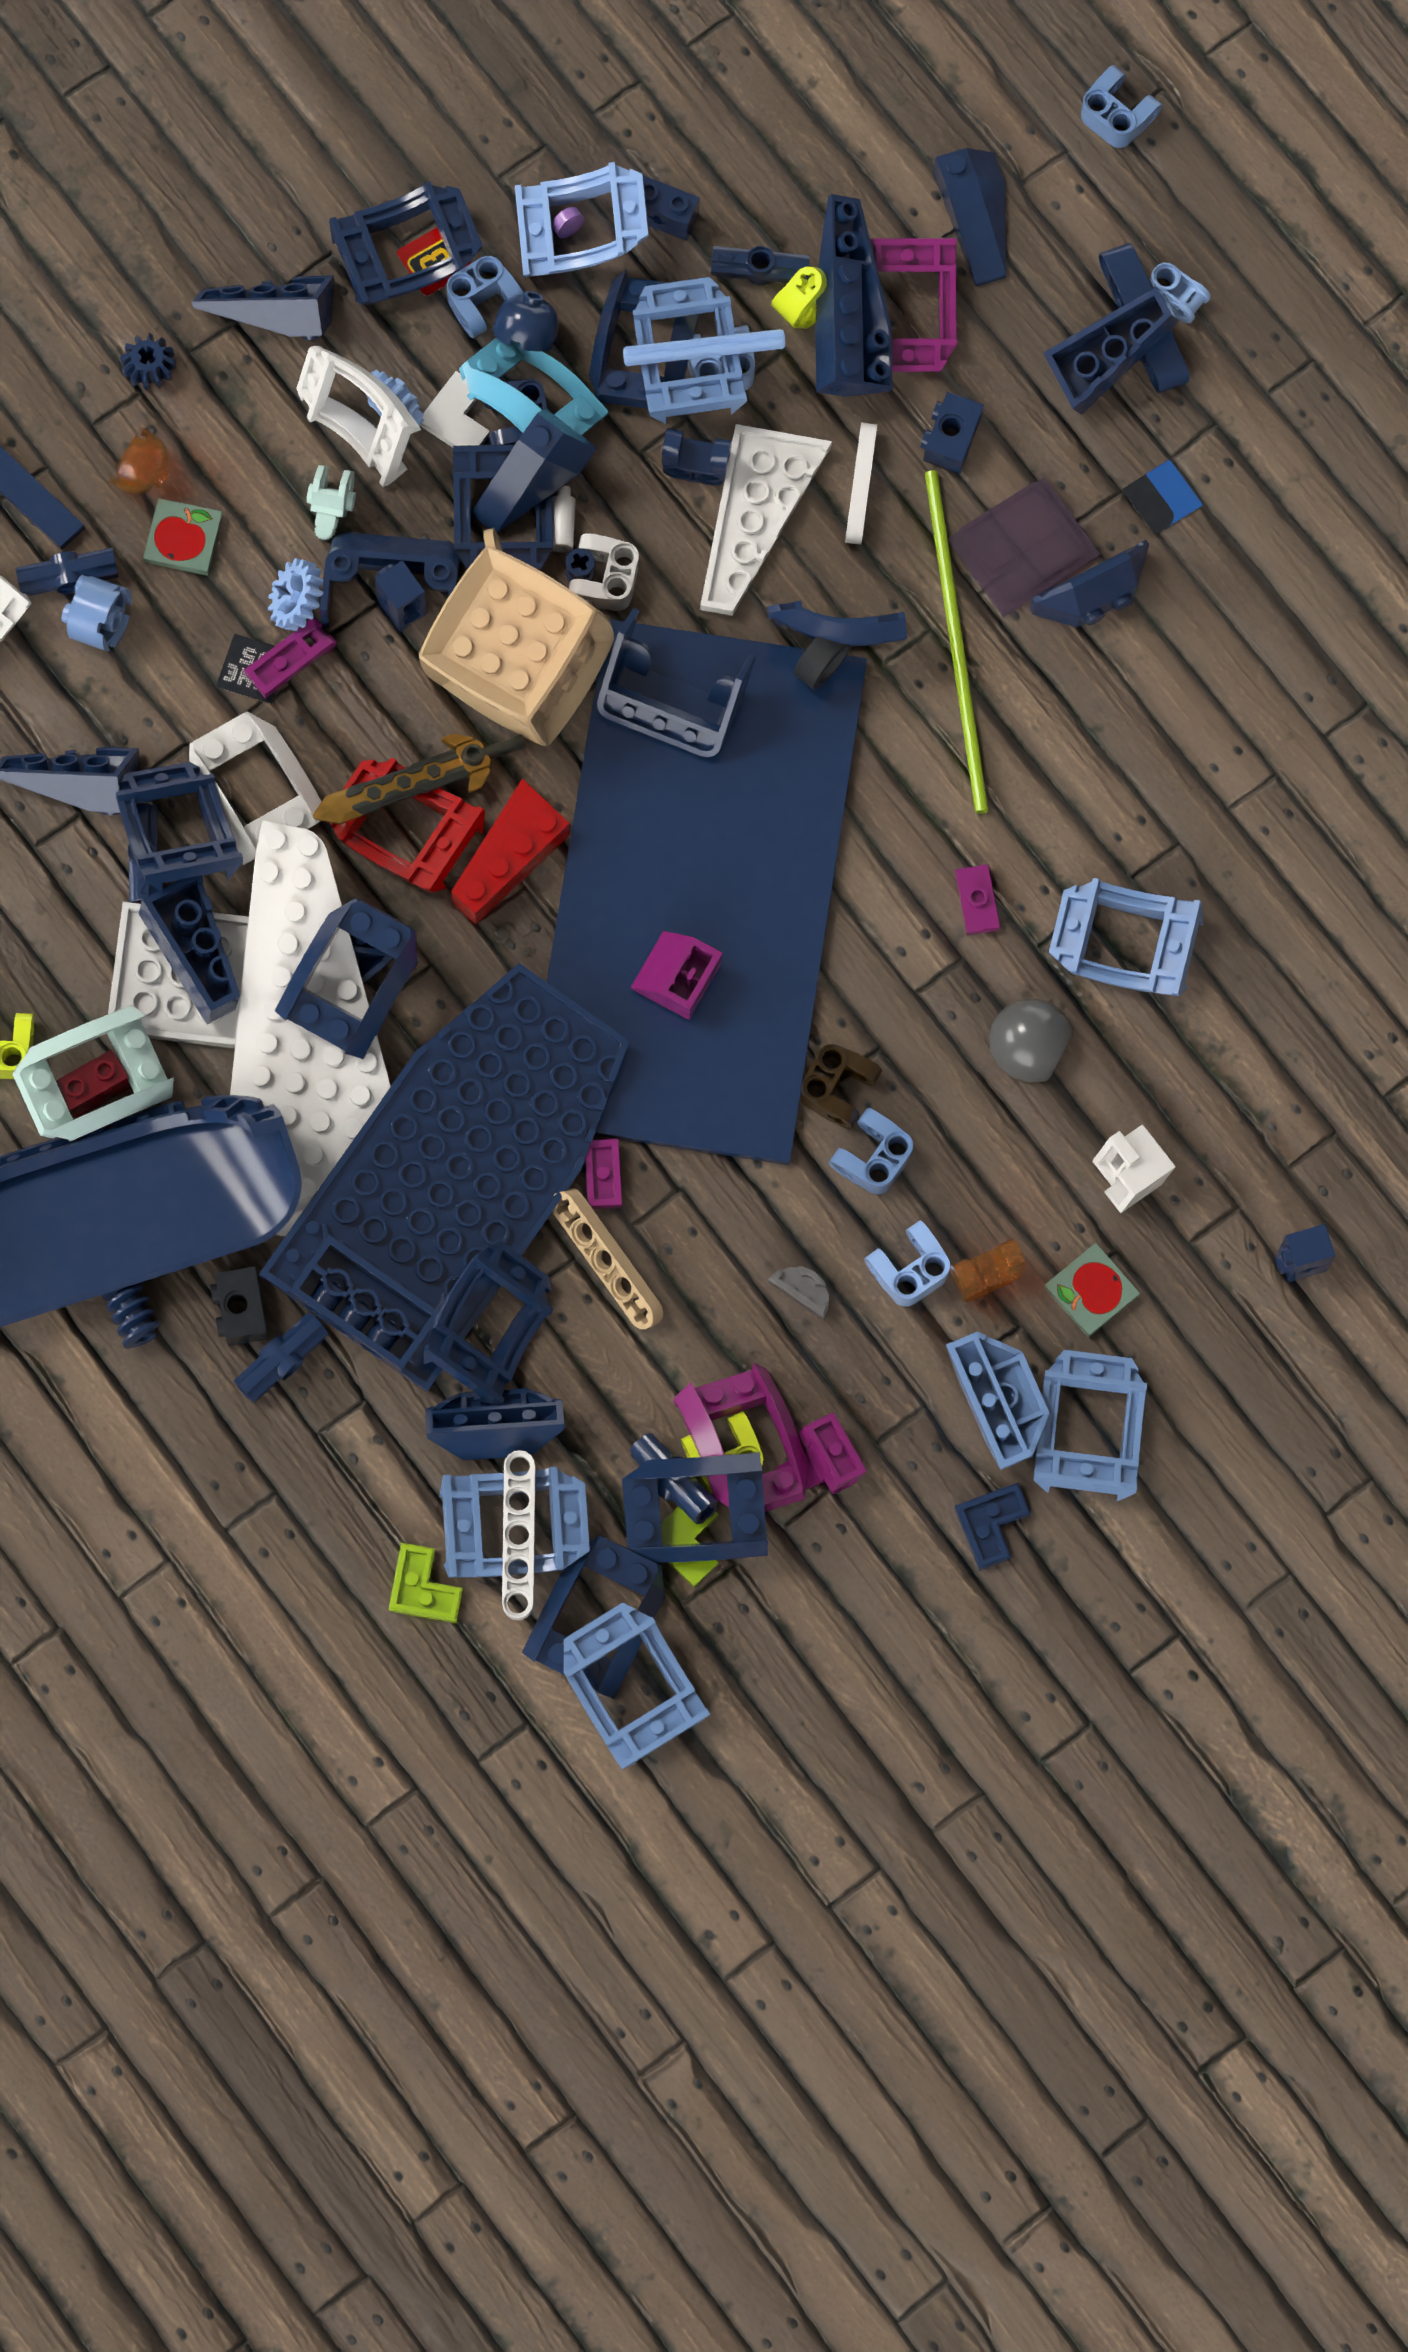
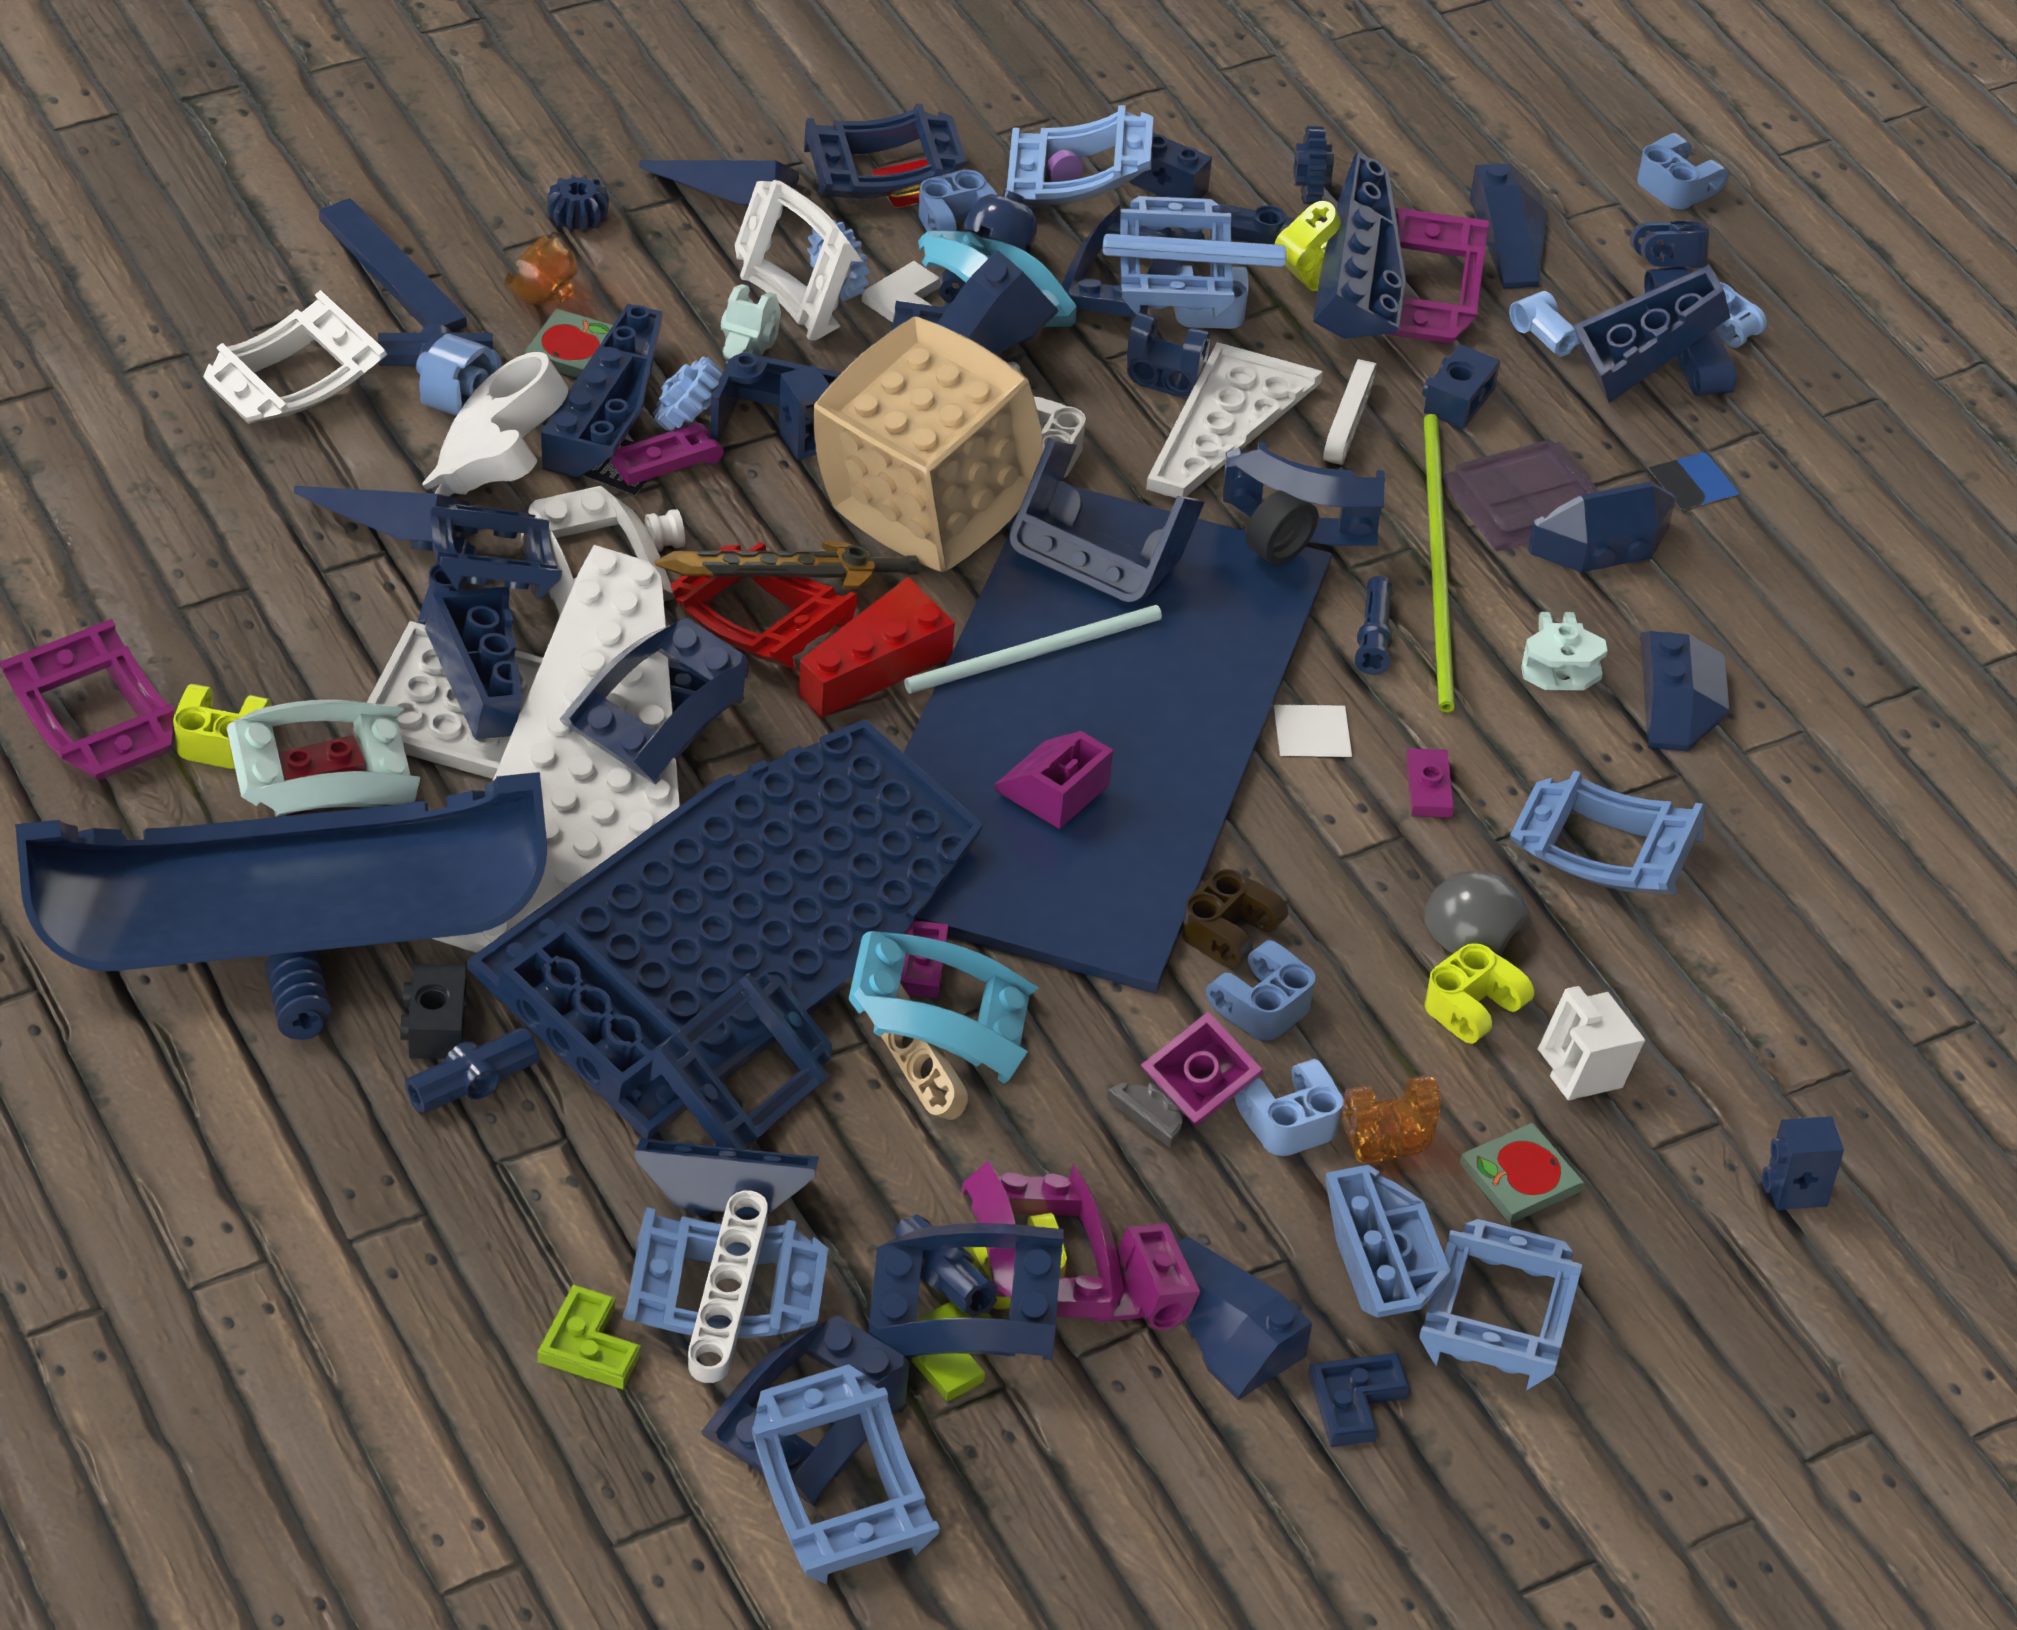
camera: 10 degrees right, 30 degrees down
(133, 671) = (489, 429): none -> white animal
(229, 603) = (604, 396): none -> dark blue wedge
(308, 750) = (666, 529): none -> white wheel
(636, 825) = (1032, 649): none -> light aqua piece
(674, 1224) = (1002, 1014): none -> medium azure wedge
(791, 185) = (1313, 164): none -> dark blue gear
(839, 1254) = (1202, 1069): none -> magenta slope
(875, 857) = (1312, 730): none -> white sticker
(897, 1479) = (1241, 1323): none -> dark blue wedge
(913, 745) = (1375, 634): none -> dark blue pin
(1012, 328) = (1541, 317): none -> light blue piece
(1020, 1110) = (1466, 979): none -> neon yellow piece
(1072, 742) = (1563, 652): none -> light aqua hinge
(1121, 212) = (1678, 246): none -> dark blue piece
(1172, 751) = (1681, 689): none -> dark blue wedge

